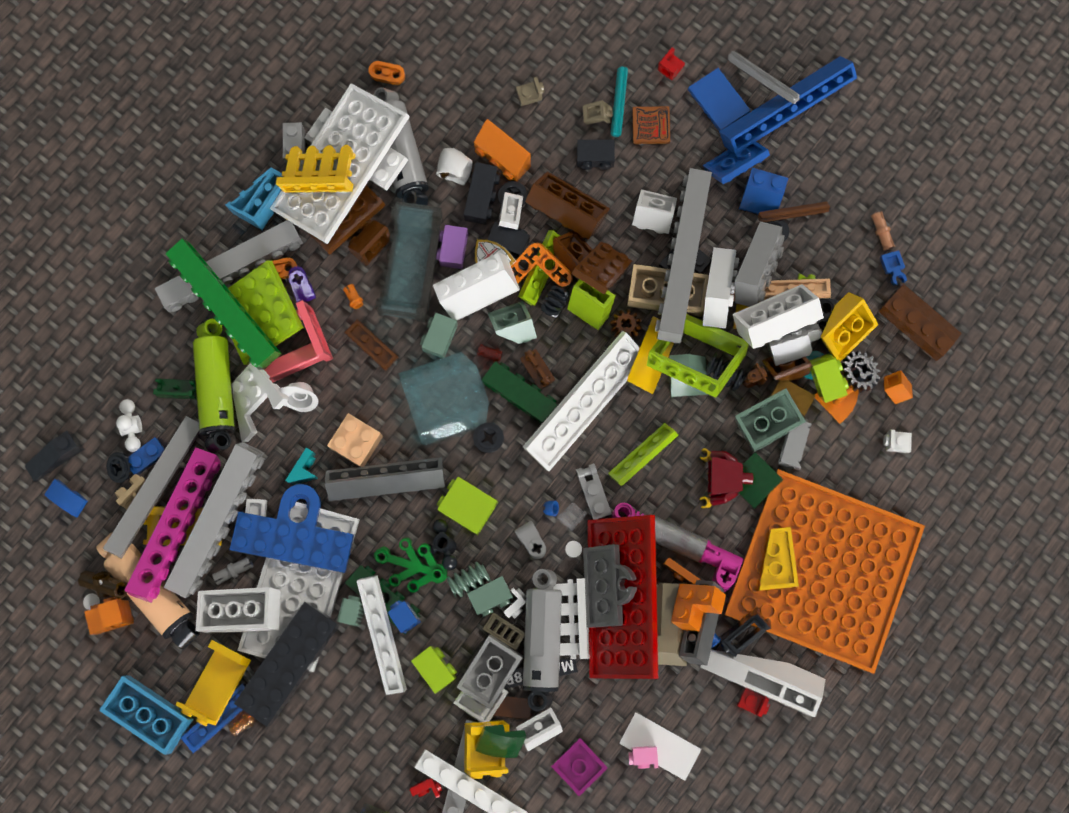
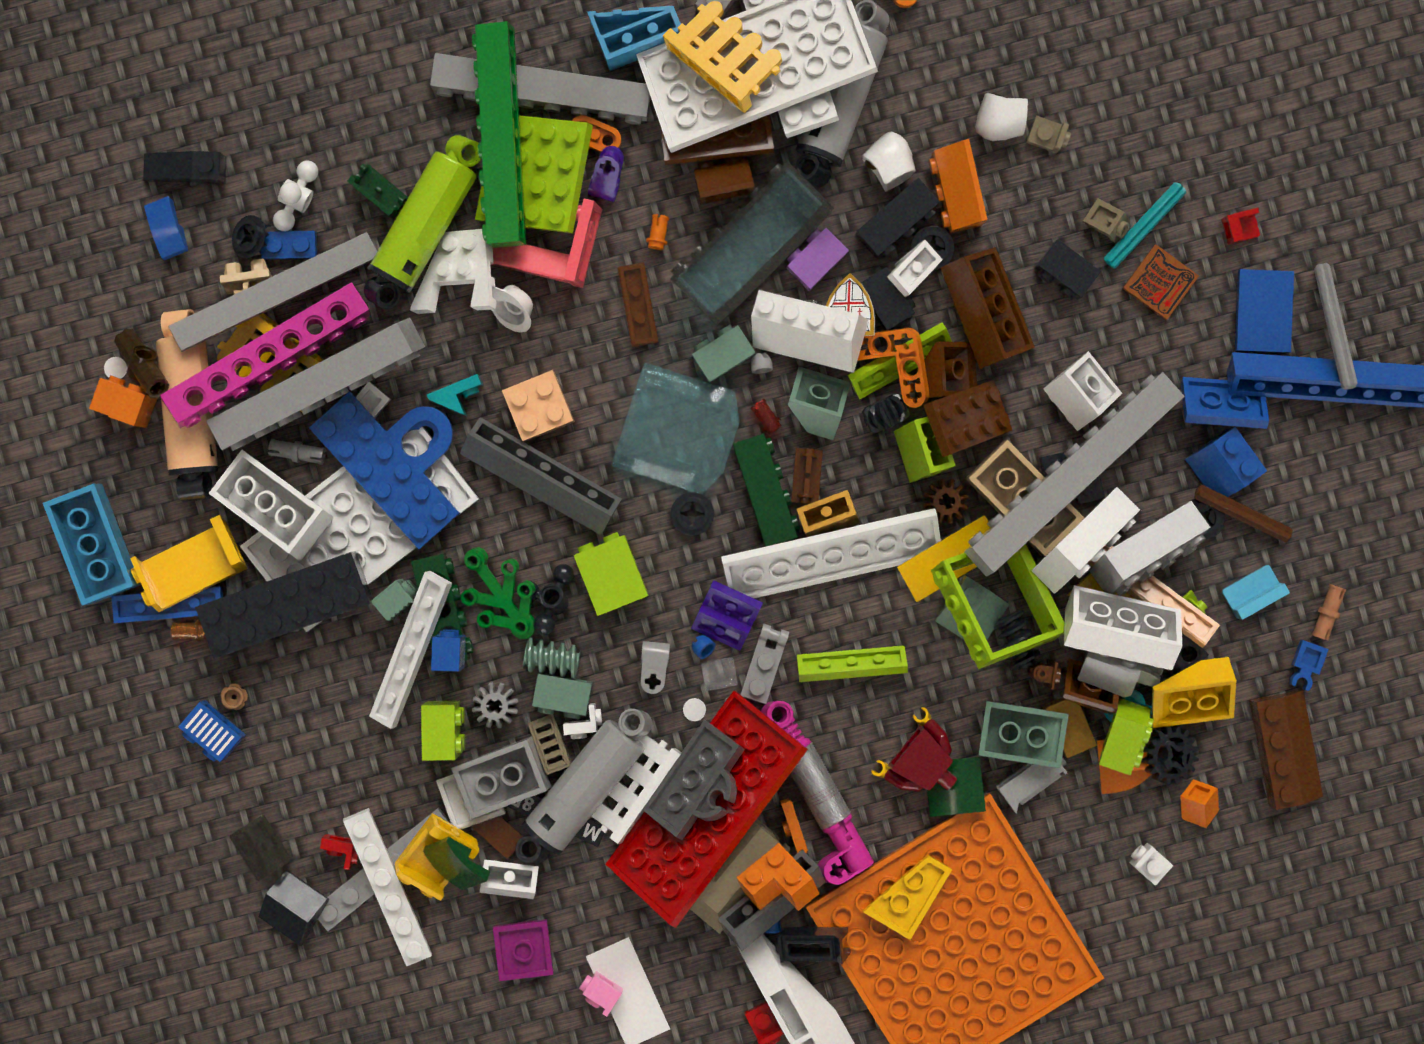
camera: 35 degrees right, 10 degrees up
(297, 749) = (230, 703): none -> medium nougat plate
(297, 774) = (211, 731): none -> blue brick
(452, 625) = (496, 714): none -> light grey gear
(465, 326) = (761, 363): none -> light grey hinge
(497, 99) = (1001, 117): none -> white piece
(551, 479) = (726, 615): none -> dark purple slope
(565, 378) = (828, 514): none -> pearl gold brick
(833, 250) = (1254, 592): none -> medium azure panel

